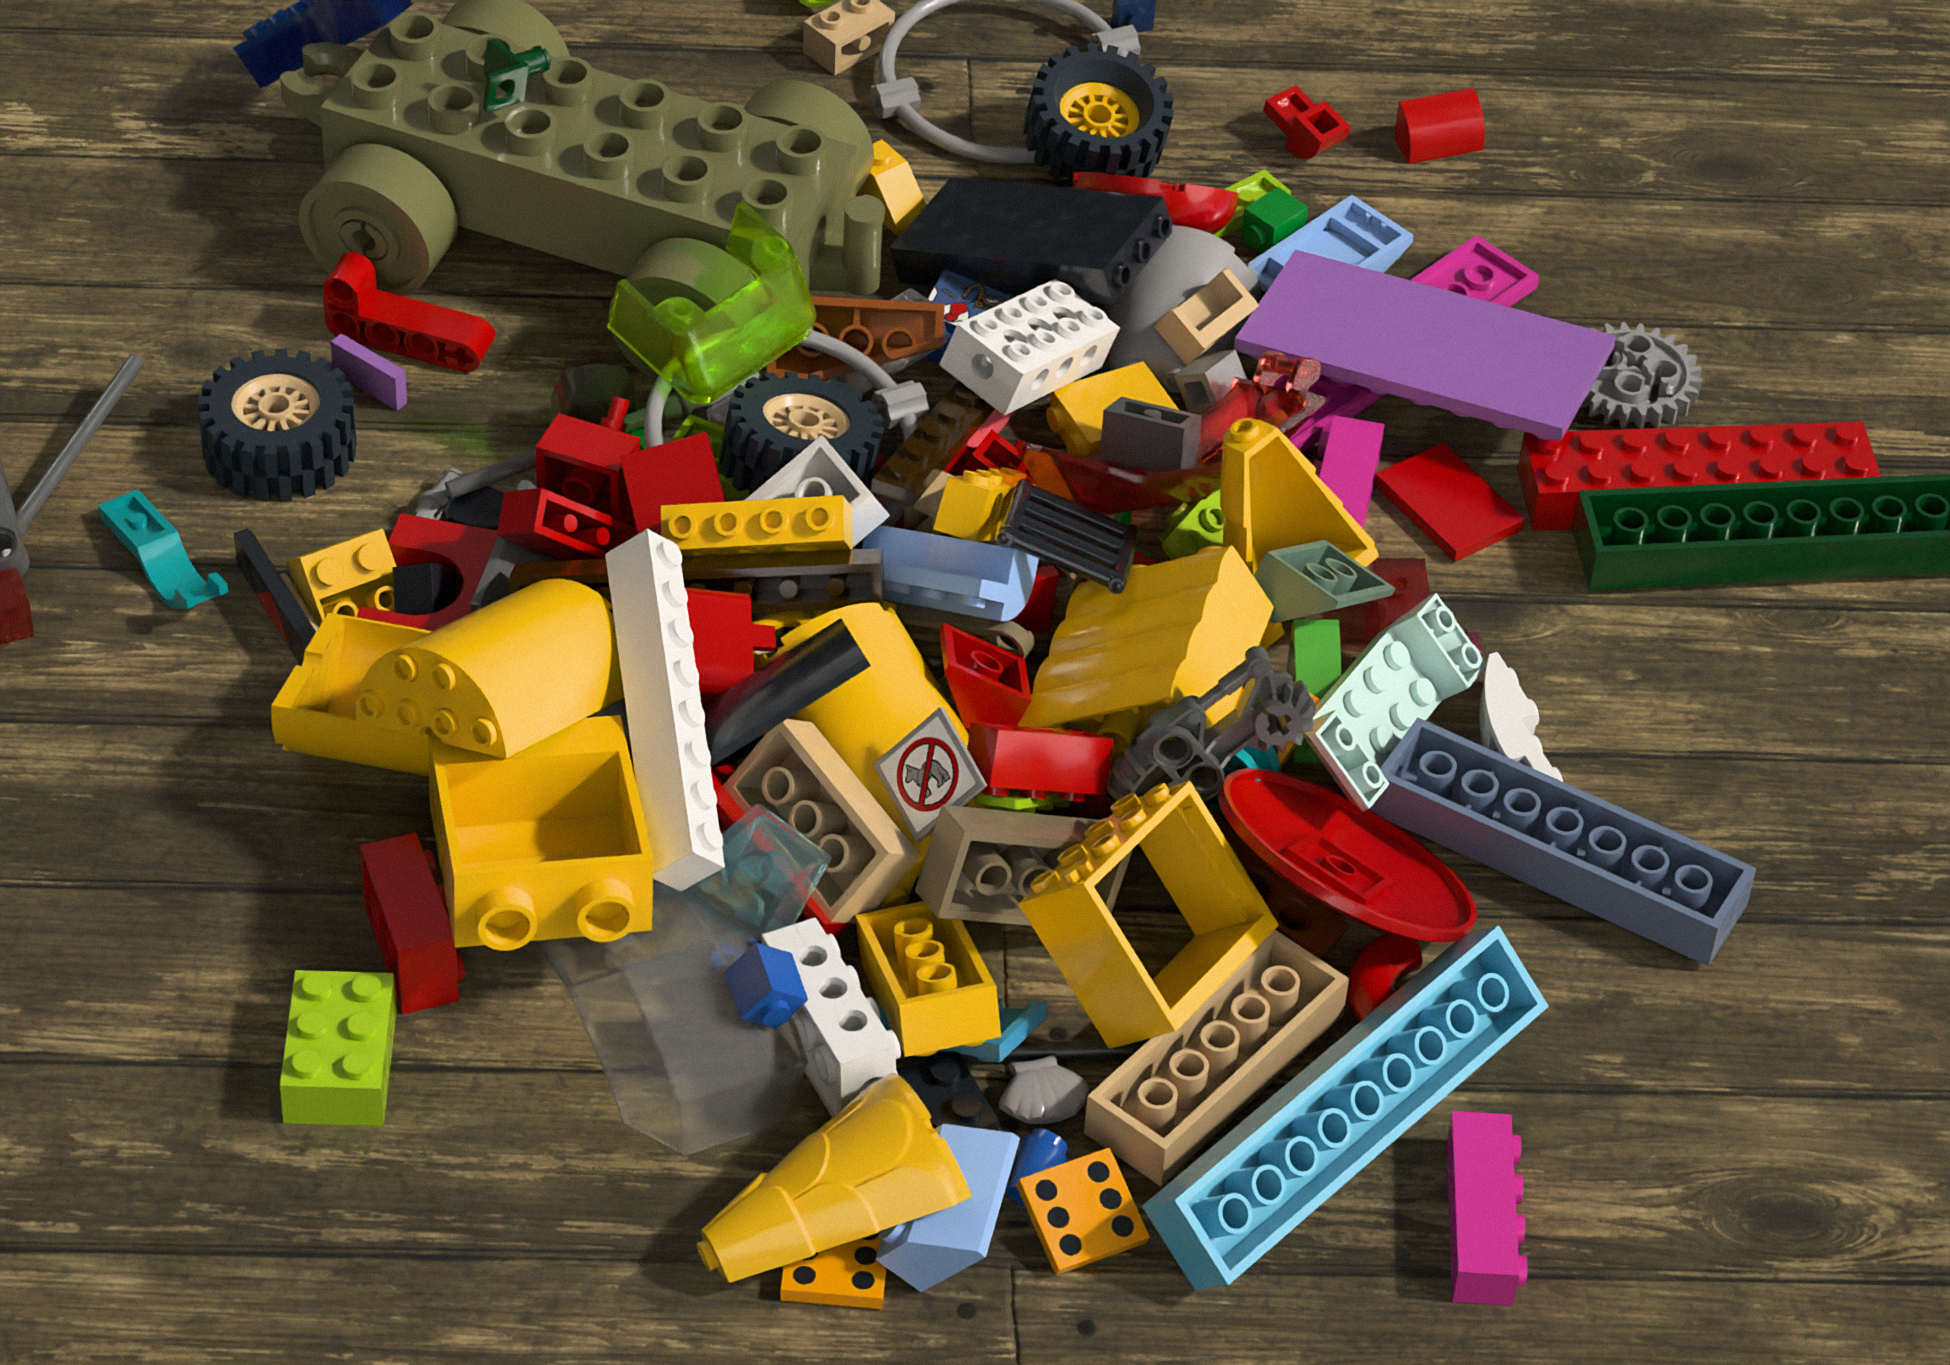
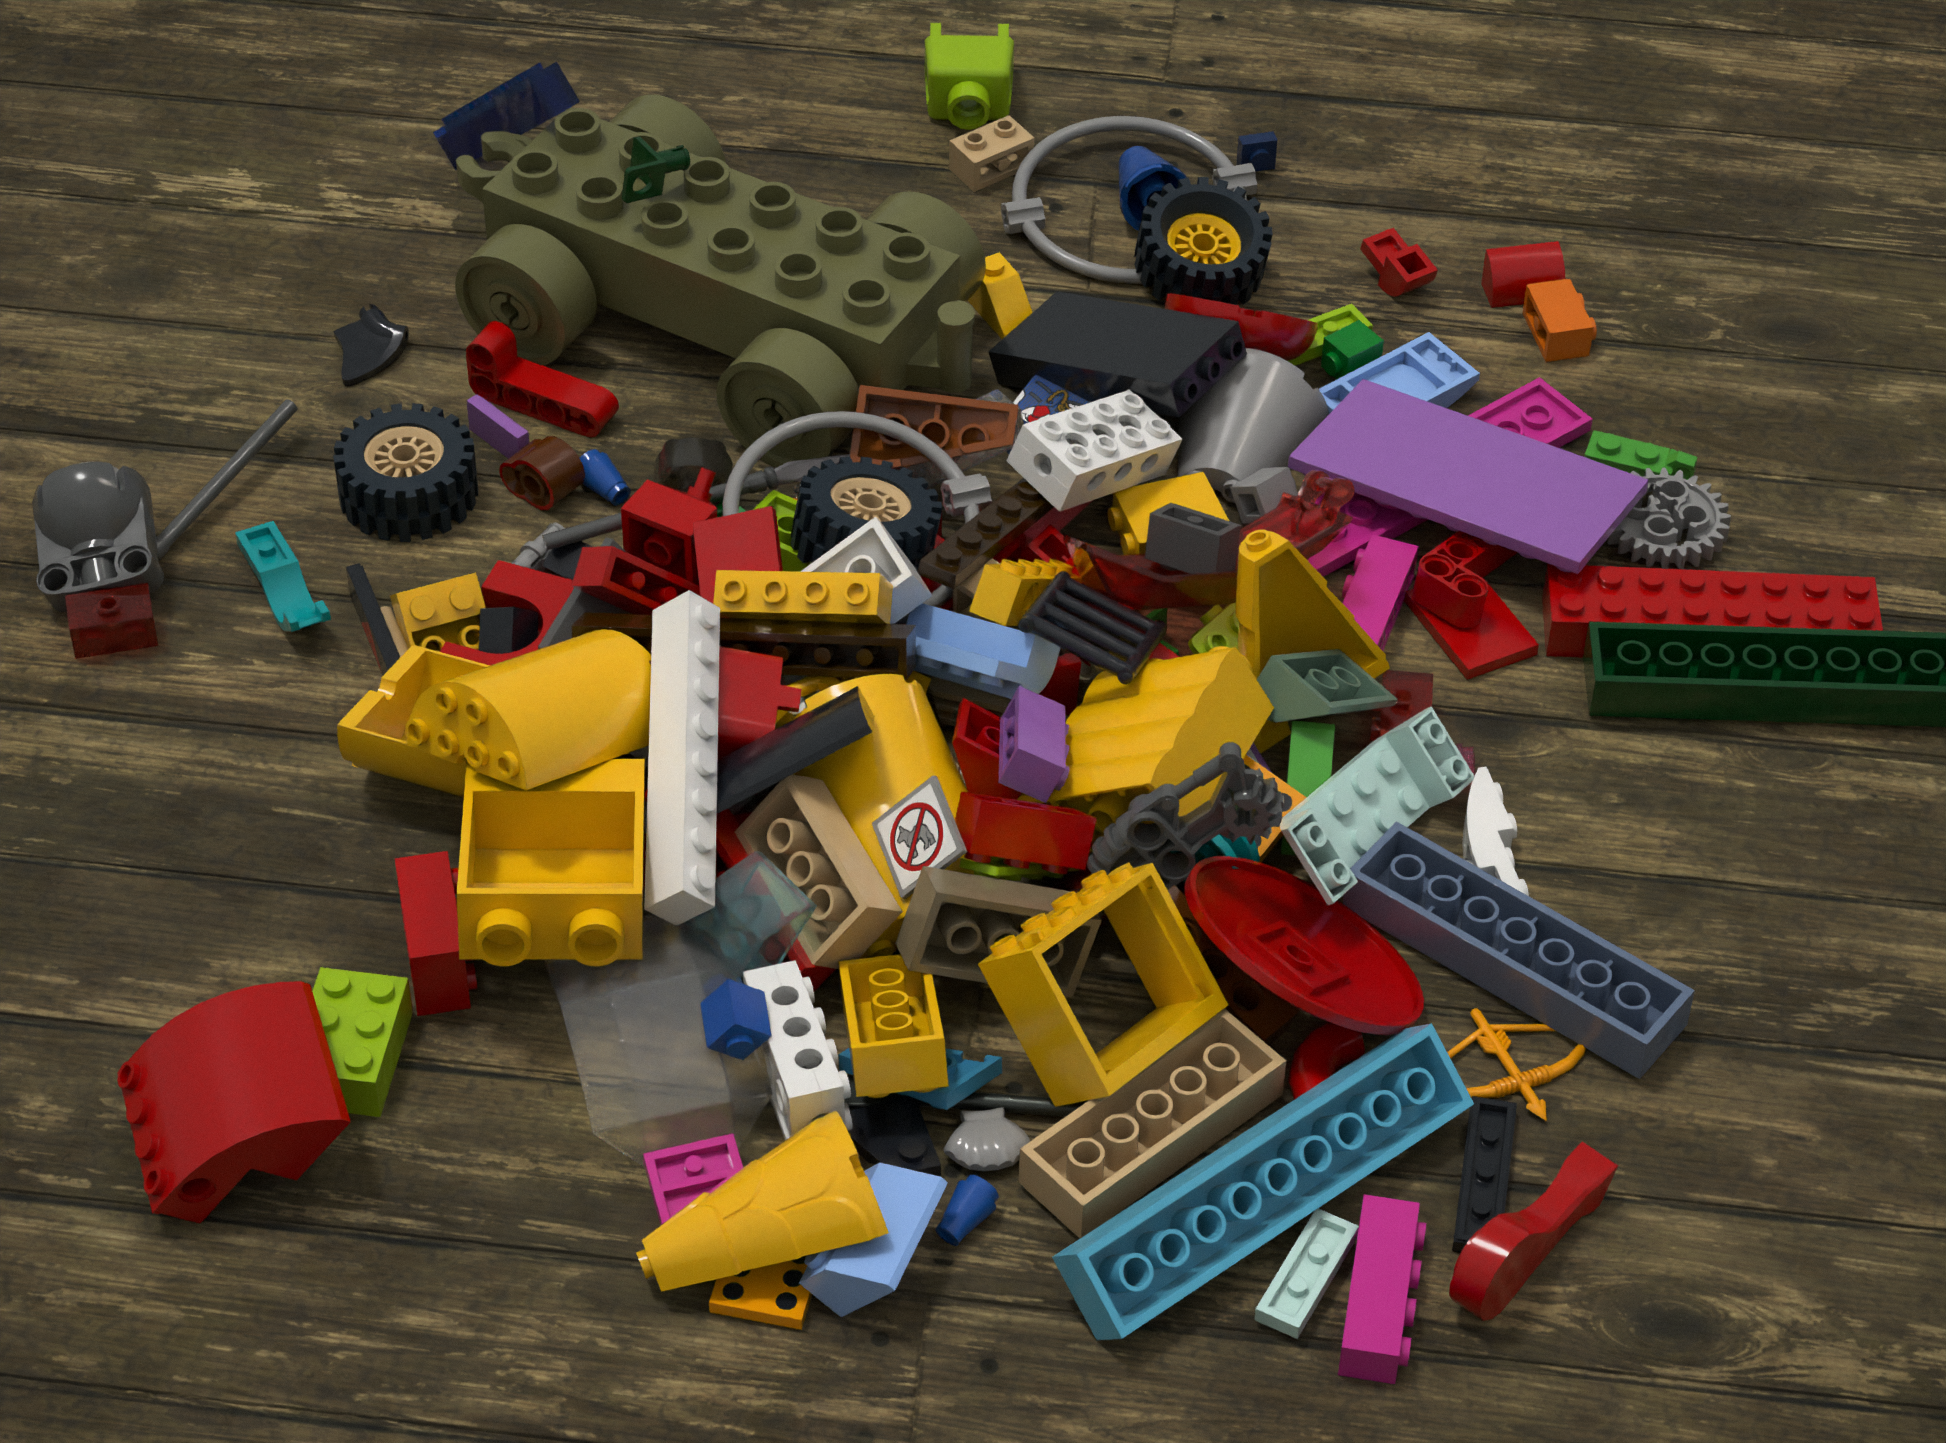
camera: 10 degrees right, 0 degrees up
(205, 288) = (369, 345): none -> black arm
(228, 1112) = (229, 1093): none -> red slope
(428, 413) = (543, 472): none -> reddish brown piece
(492, 414) = (604, 477): none -> blue cone
(722, 347) = (817, 421): clear neon green windscreen -> none
(734, 1155) = (688, 1170): none -> dark pink wing
(1019, 53) = (1139, 178): none -> blue cone
(1029, 666) = (1033, 745): none -> medium lavender brick
(1082, 1211) = (1001, 1256): light orange tile -> none
(1206, 316) = (1266, 435): tan panel -> none
(1403, 1199) = (1306, 1273): none -> light aqua plate
(1425, 455) = (1451, 578): none -> red beam
(1484, 172) = (1558, 320): none -> orange brick
(1568, 1083) = (1484, 1167): none -> black tile
(1582, 979) = (1518, 1080): none -> light orange piece
(1593, 311) = (1637, 455): none -> bright green hinge
(1618, 1144) = (1514, 1244): none -> red animal

